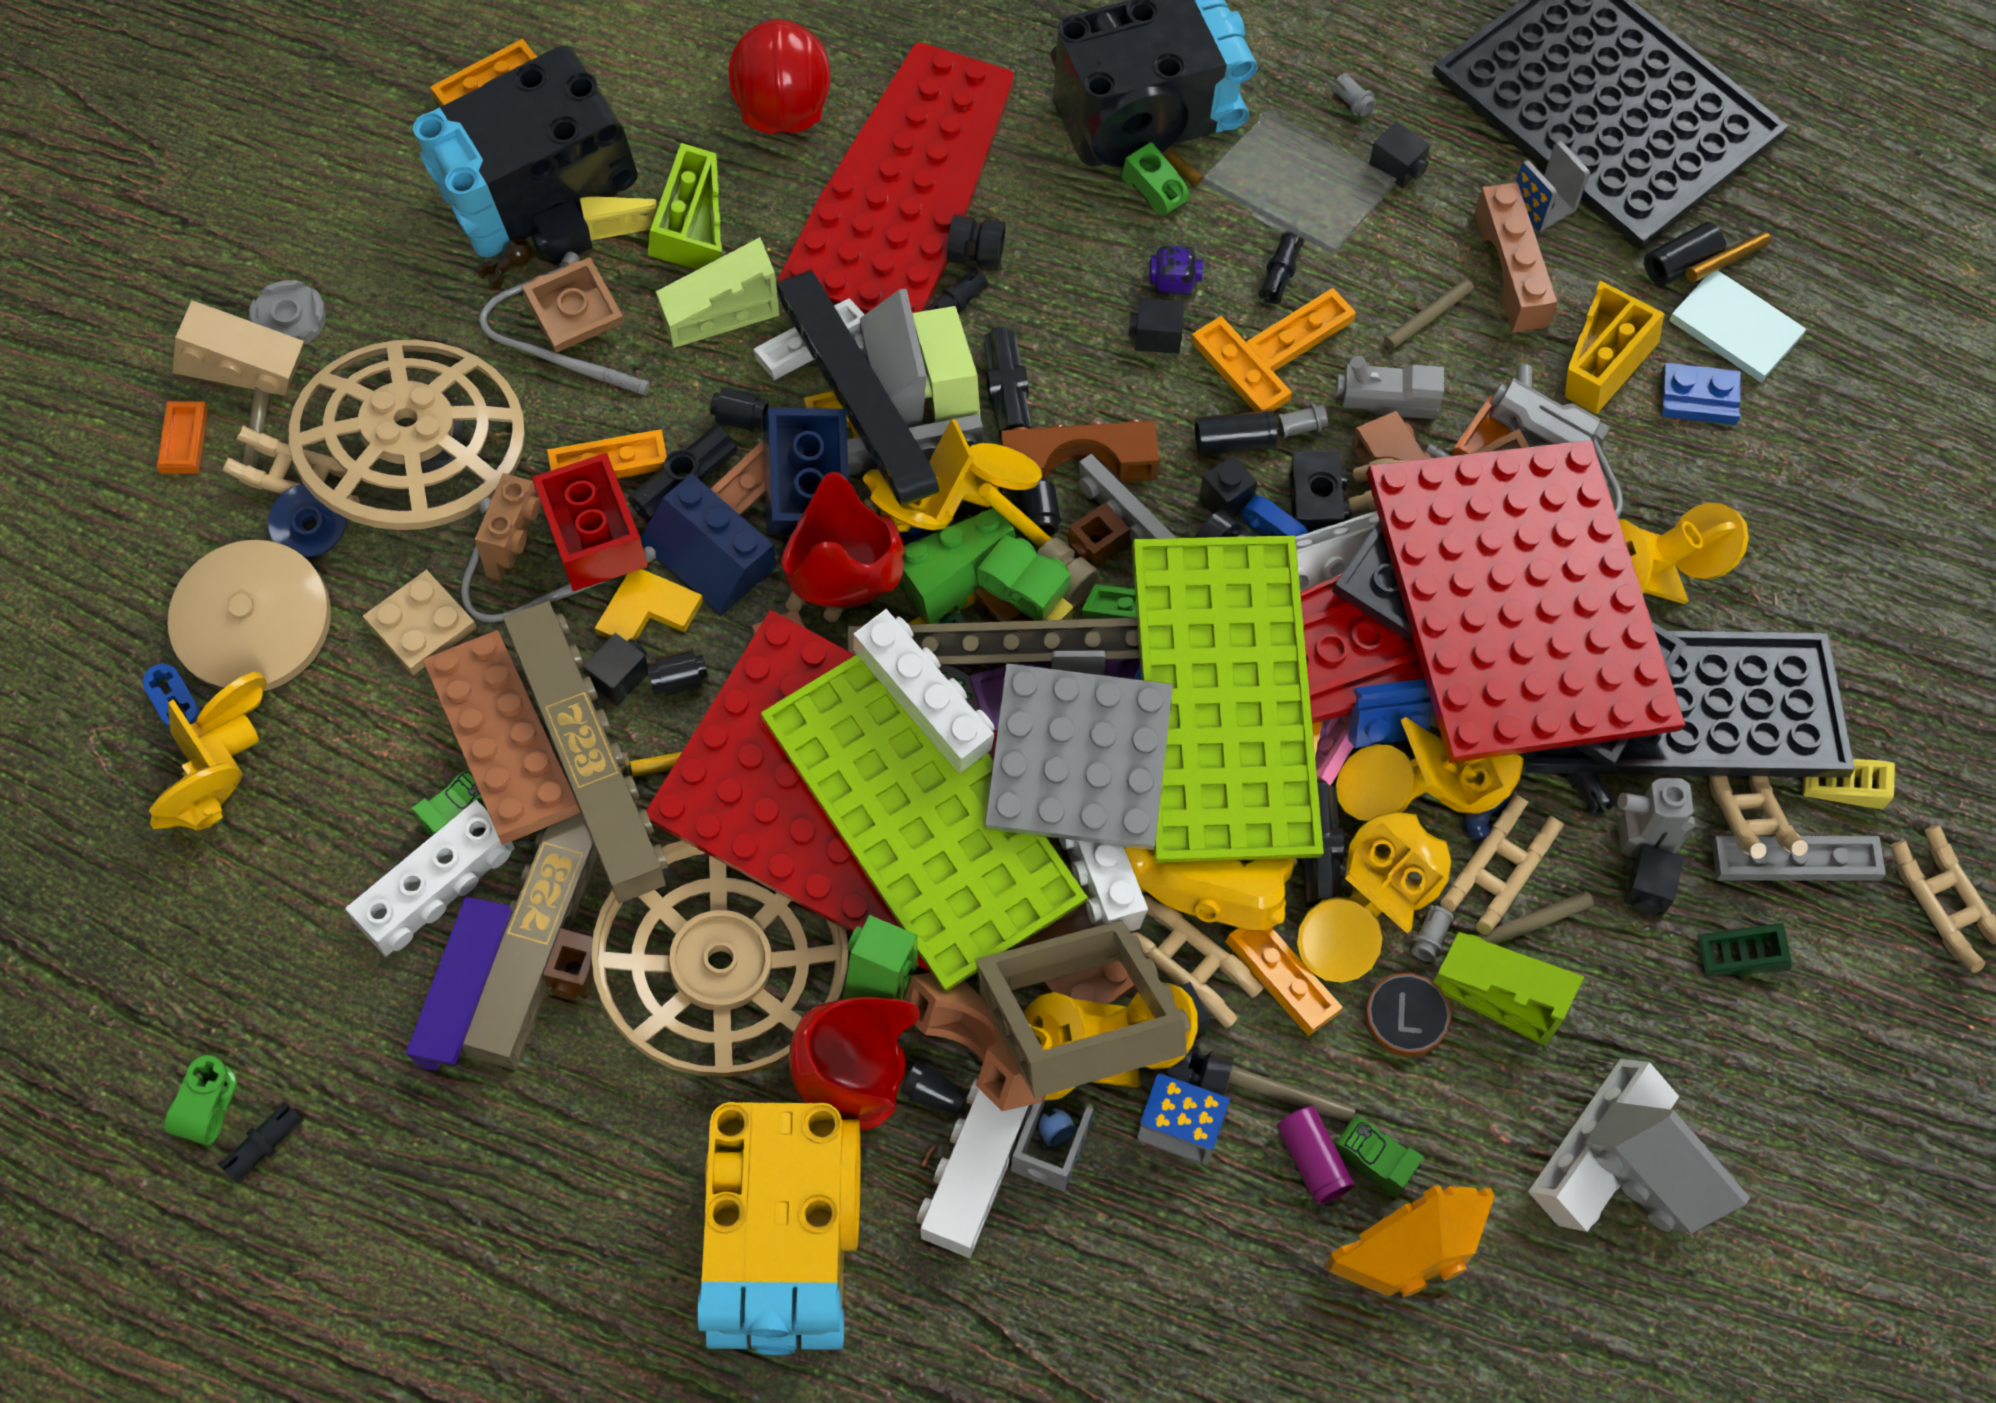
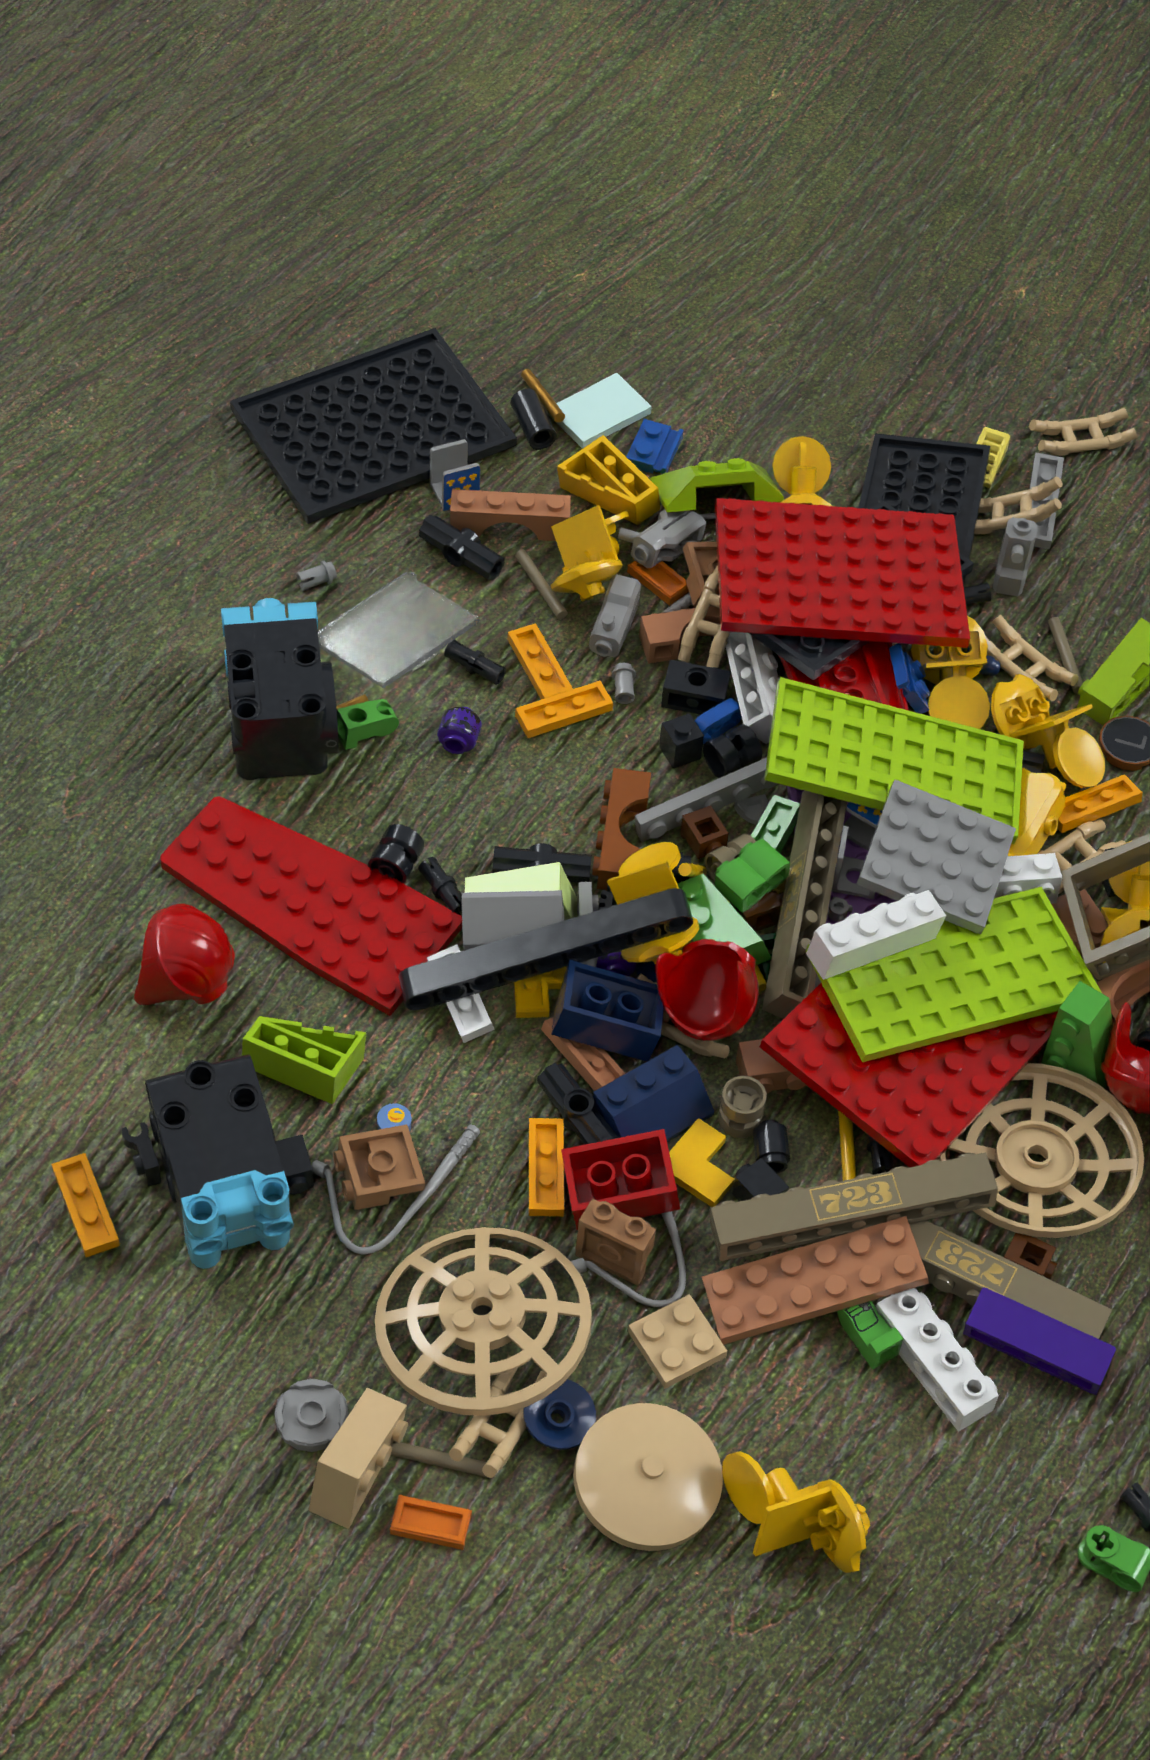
camera: 80 degrees left, 10 degrees down
(179, 693) = (721, 1561): blue beam -> none
(515, 253) = (301, 1213): dark brown arm -> none
(617, 216) = (285, 1116): light yellow slope -> none
(641, 314) = (393, 1115): none -> medium blue tile
(718, 630) = (742, 1106): none -> dark tan wheel
(720, 296) = (403, 1047): yellowish green wedge -> none
(739, 408) = (520, 1058): black brick -> none
(1157, 325) = (512, 751): black brick -> none
(1235, 432) = (627, 725): black pin -> none
(1400, 154) = (388, 559): black brick -> none
(1428, 942) = (1078, 721): light grey pin -> none
(1448, 221) = (461, 547): none -> black piece
(1479, 340) = (587, 552): none -> yellow piece
(1653, 880) = (1050, 579): black brick -> none
(1665, 481) = (679, 487): none -> lime slope
(1774, 932) = (1111, 529): dark green slope -> none

